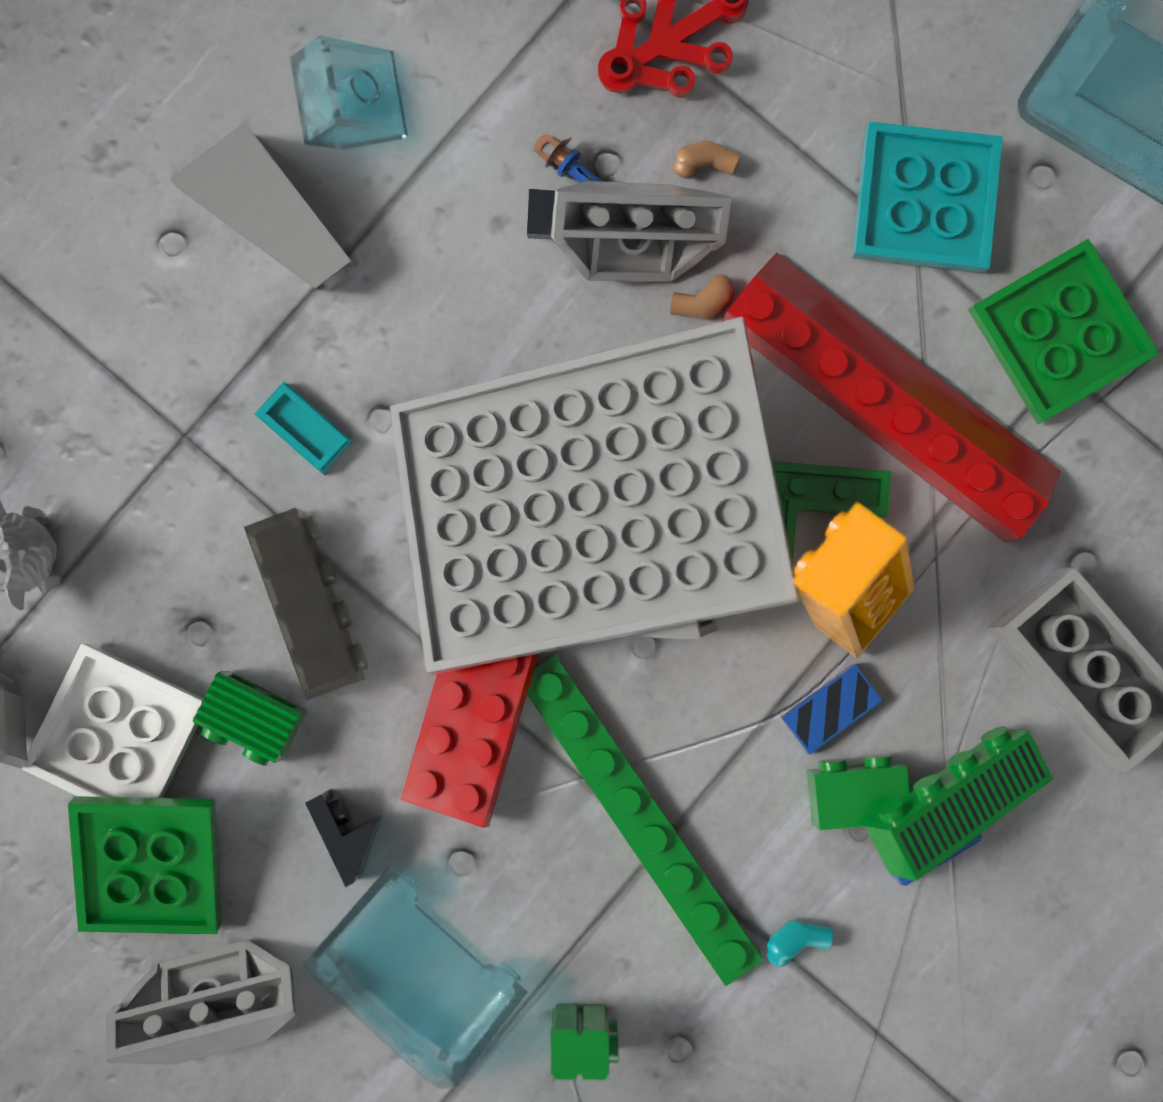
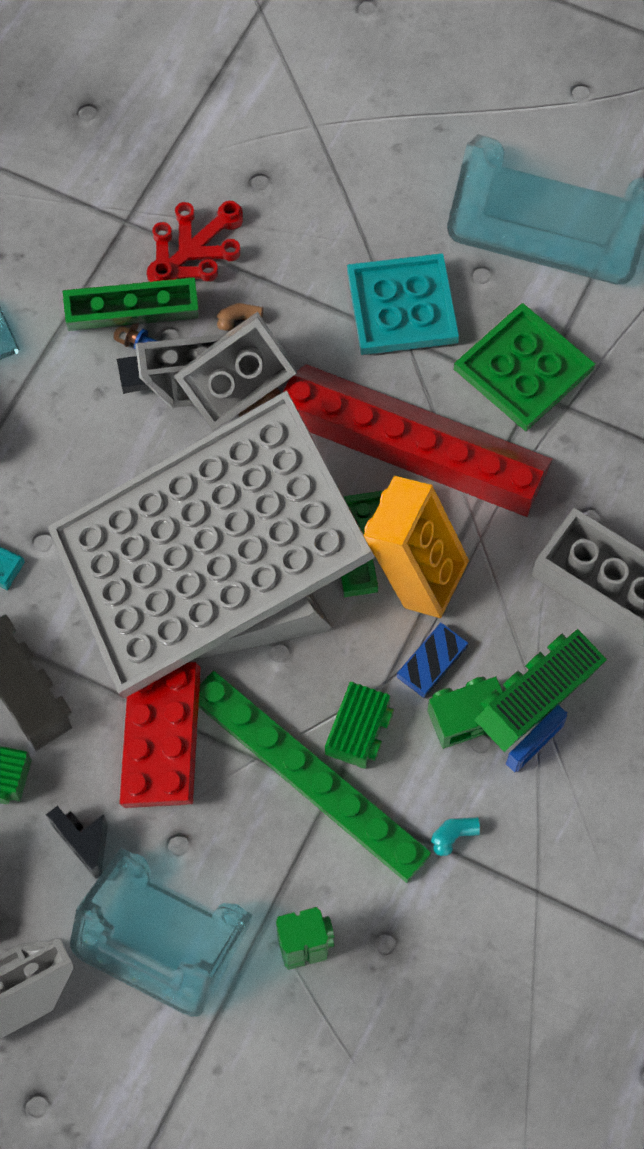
camera: 15 degrees left, 20 degrees down
(565, 110) = (130, 304): none -> green brick
(683, 254) = (236, 371): none -> light grey slope
(717, 778) = (358, 725): none -> green brick

